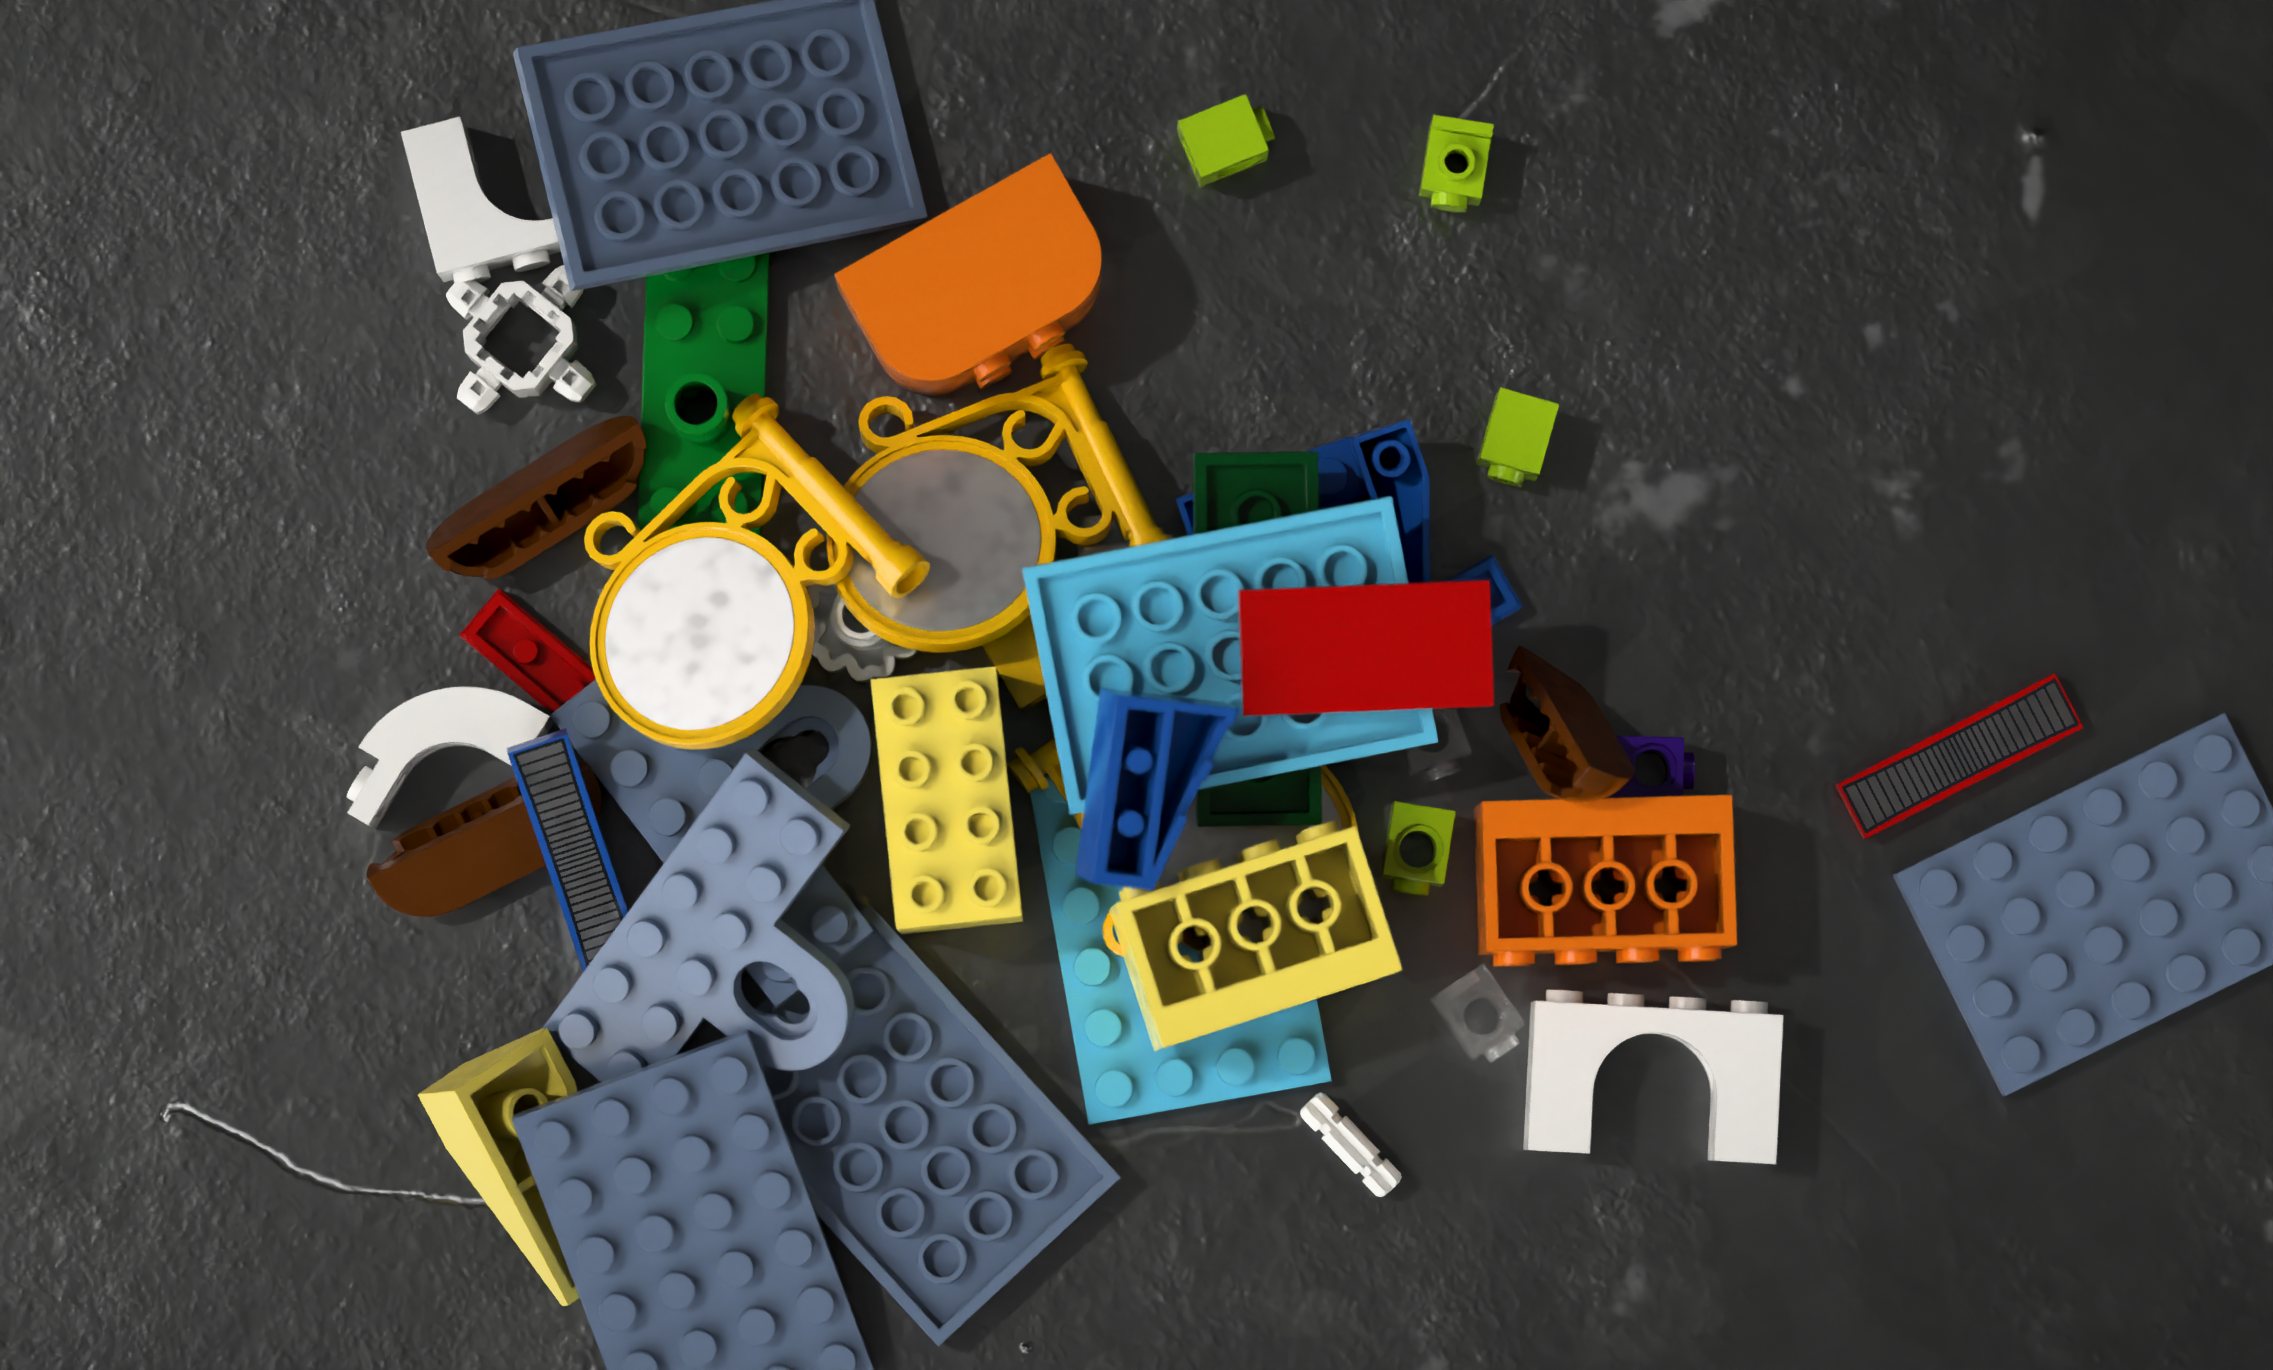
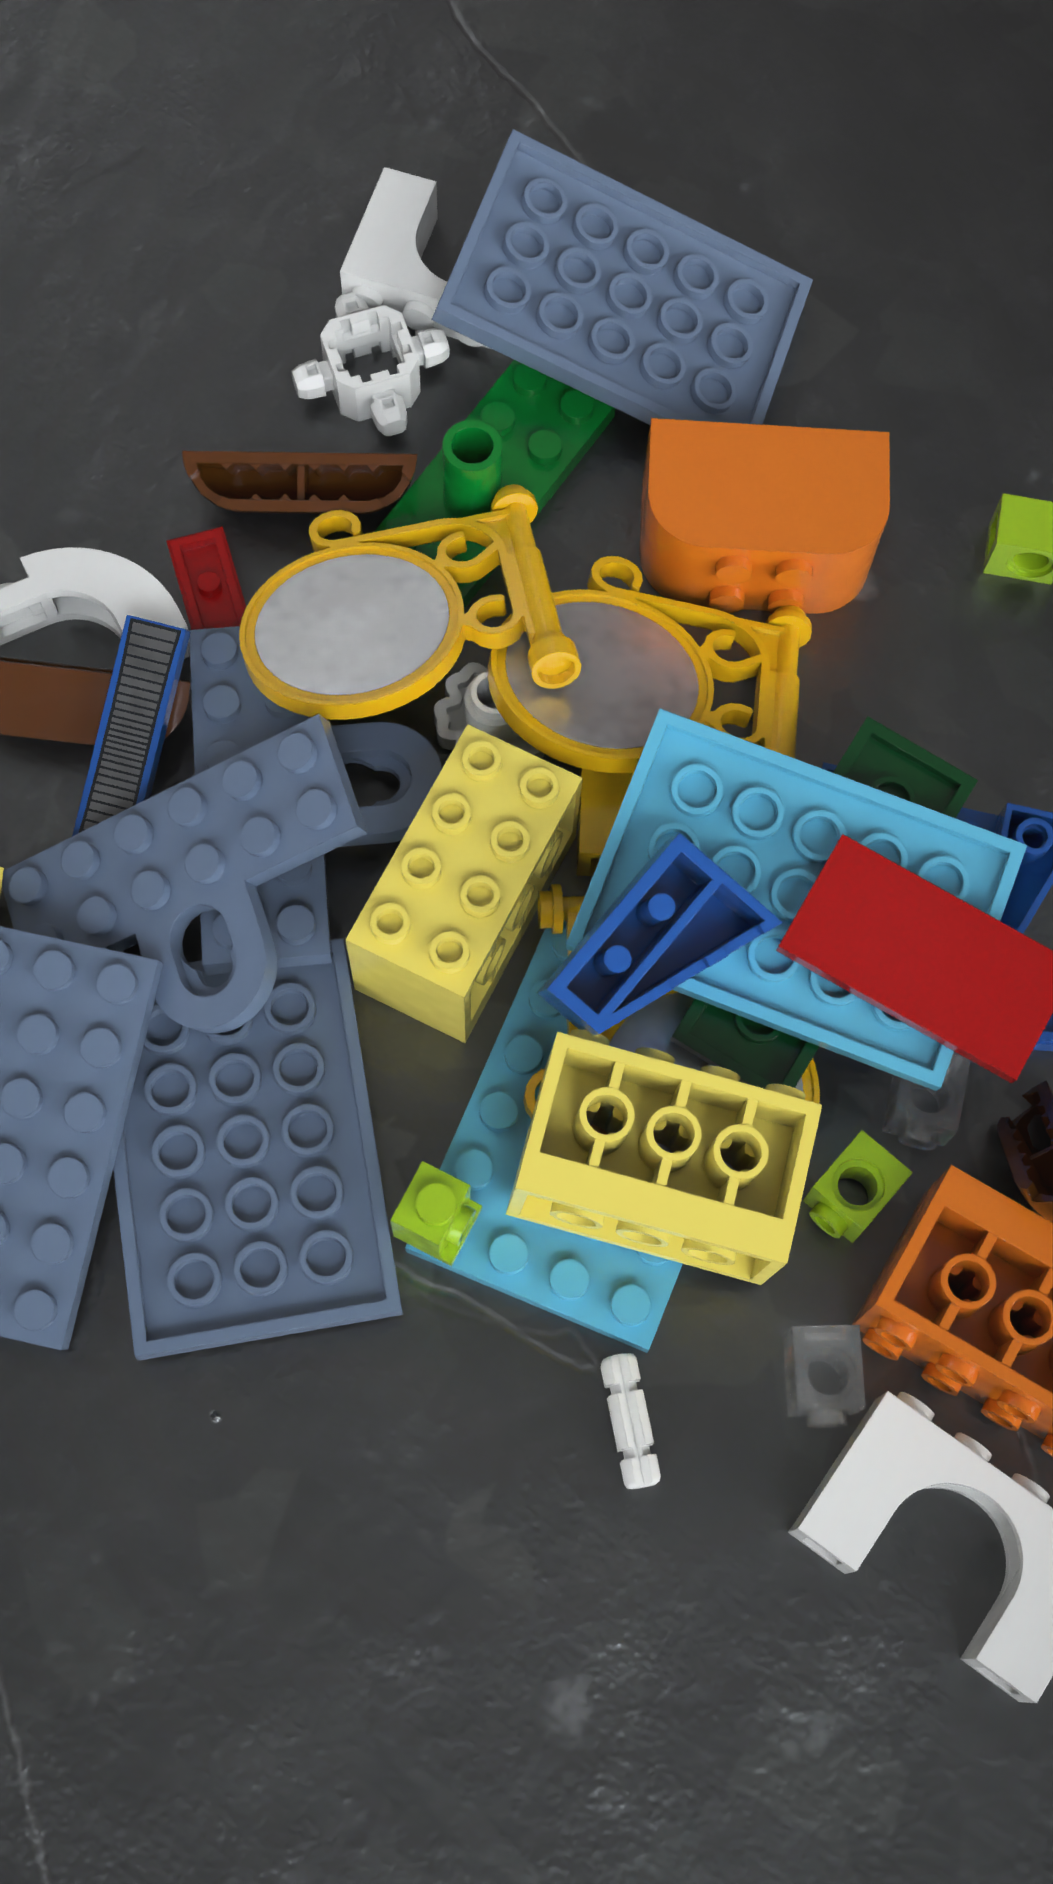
camera: 35 degrees right, 15 degrees down
(1103, 1089) = (435, 1214): none -> lime brick

